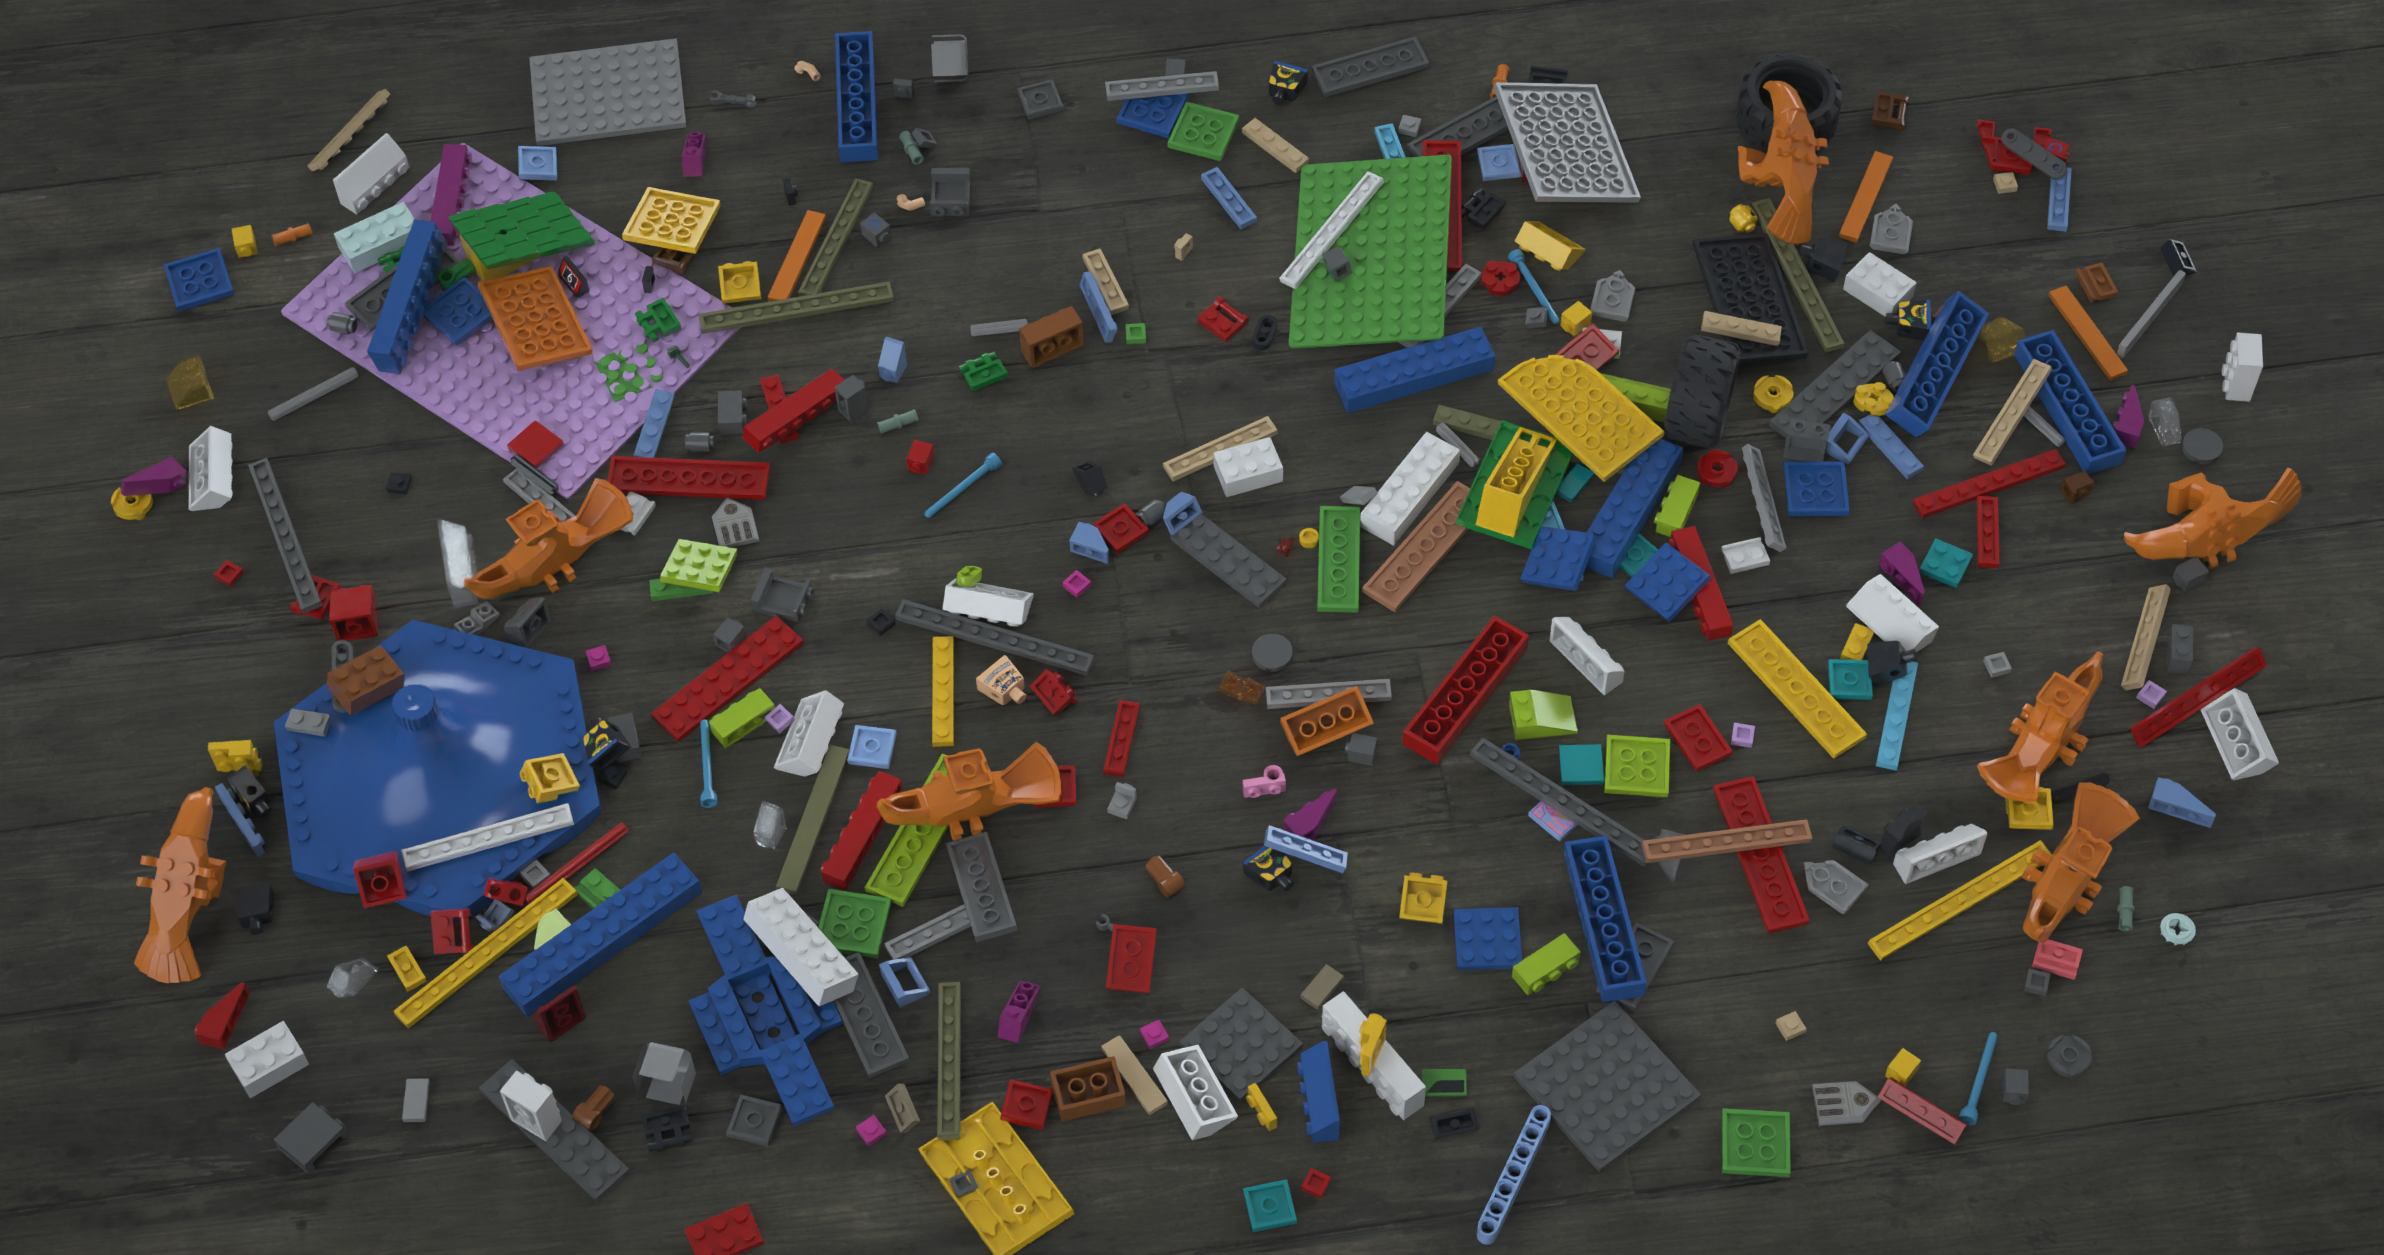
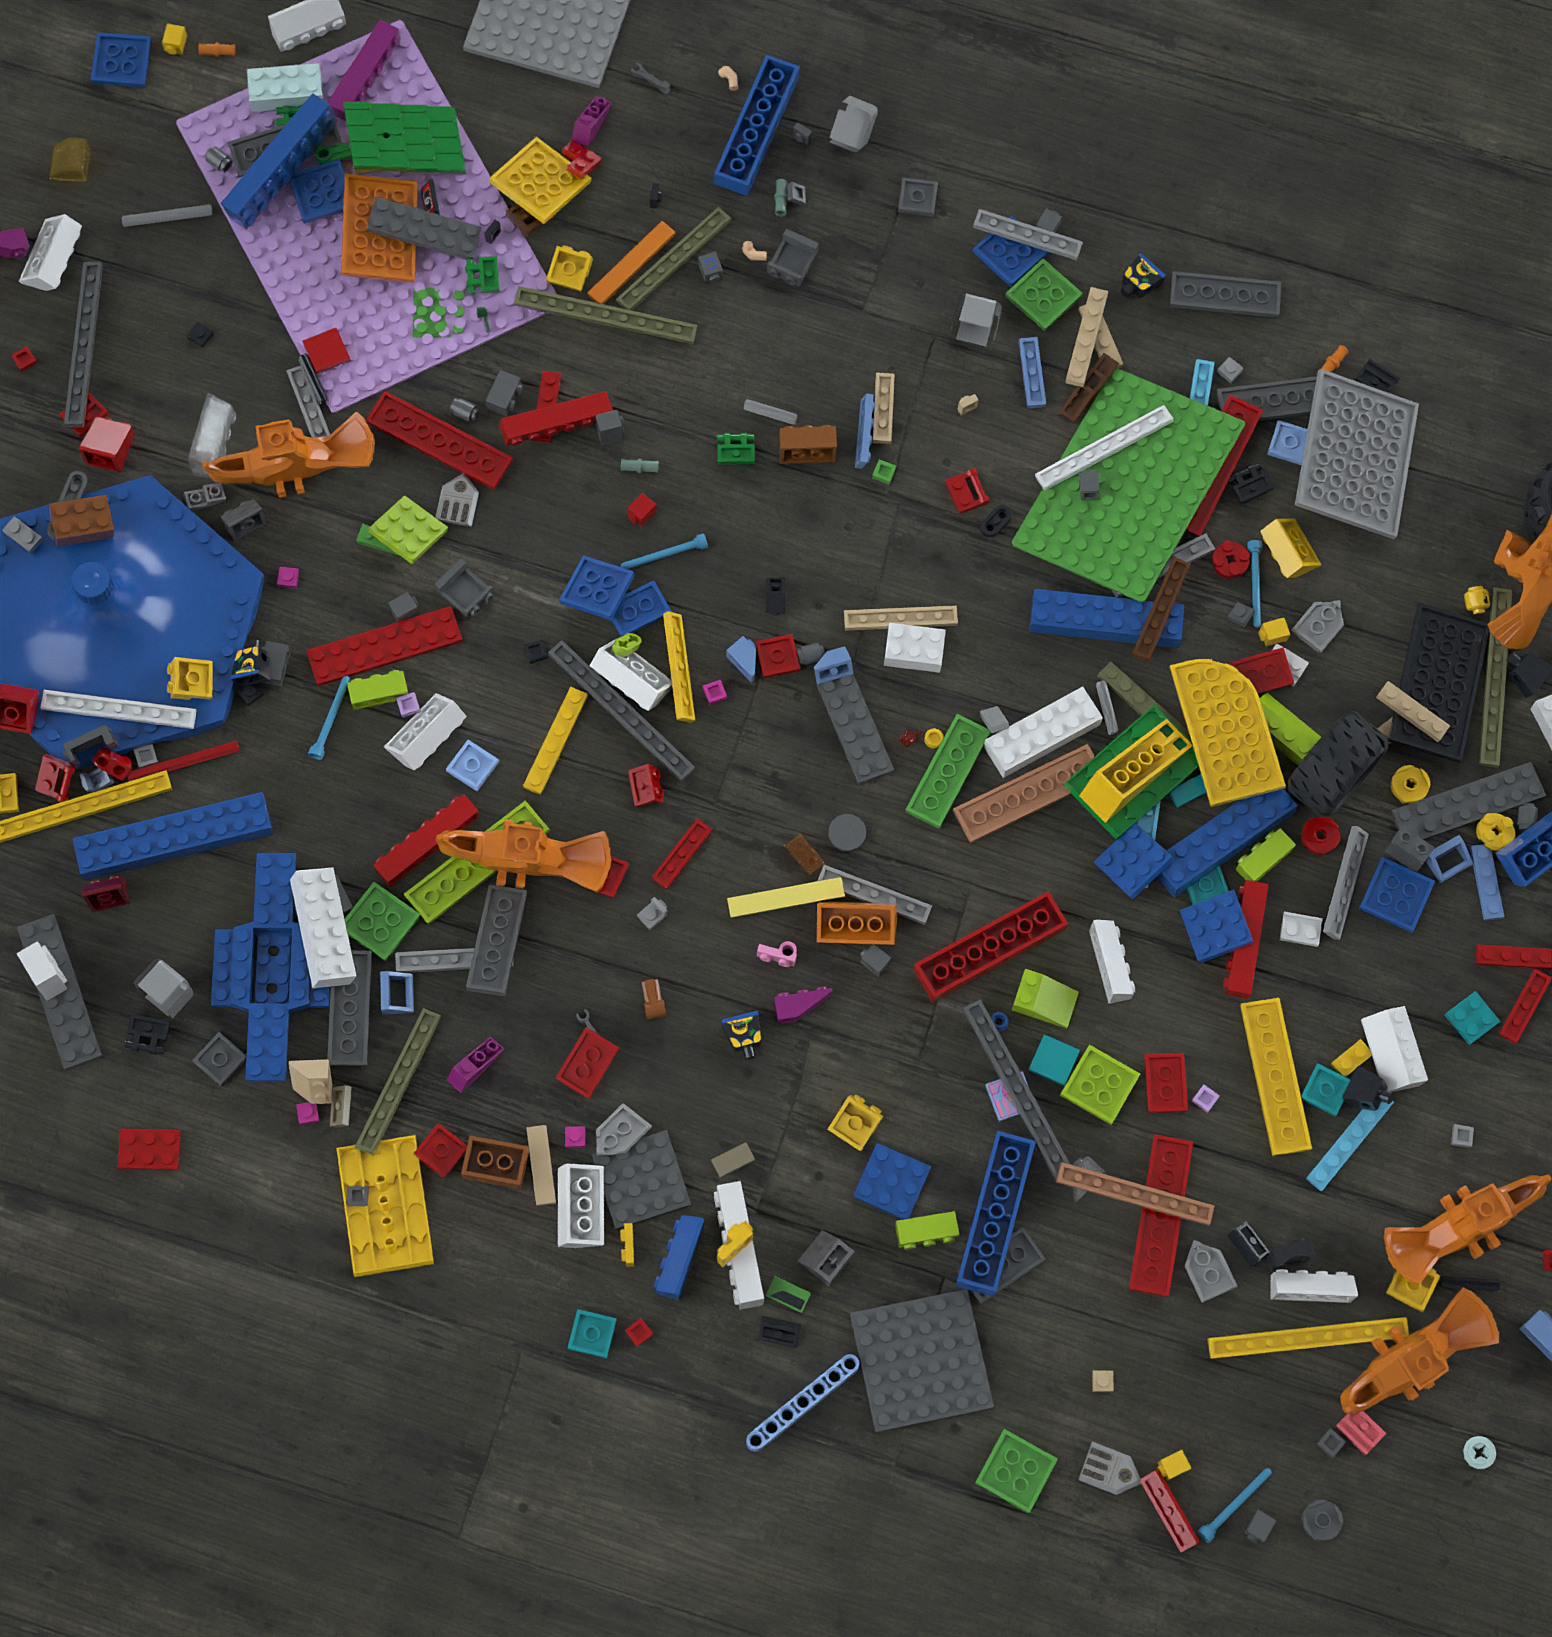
camera: 20 degrees right, 15 degrees up
(474, 872) = (89, 740): none -> dark grey panel
(537, 163) = (454, 69): light blue tile -> none
(549, 926) = (134, 812): yellowish green slope -> none
(579, 301) = (423, 229): none -> dark grey plate
(590, 1113) = (93, 991): dark orange piece -> none
(595, 888) = (189, 792): bright green plate -> none
(641, 509) = (384, 451): white plate -> none
(654, 424) = (434, 376): medium blue plate -> none
(704, 190) = (583, 159): none -> red plate
(769, 825) = (351, 803): clear slope -> none
(813, 819) = (392, 810): olive tile -> none
(861, 1093) = (312, 1080): none -> tan slope
(892, 360) = (661, 406): medium blue slope -> none
(913, 539) = (597, 587): none -> blue plate
(962, 543) = (640, 609): none -> blue plate
(1002, 682) = (607, 757): light nougat torso -> none
(1031, 577) = (679, 667): none -> yellow plate
(1151, 170) = (976, 318): none -> light grey piece
(1197, 1007) = (620, 1131): none -> light grey tile
(1244, 731) = (786, 897): none -> light yellow tile
(1264, 147) = (1086, 337): none -> tan plate
(1289, 188) = (1093, 383): none -> reddish brown slope
(1305, 849) = (779, 1032): medium blue plate -> none
(1462, 337) = (1161, 609): none -> reddish brown tile
(1463, 1031) = (826, 1257): none -> flat silver slope
(1903, 569) = (1430, 1006): magenta slope -> none
(2126, 908) = (1445, 1413): sand green pin -> none

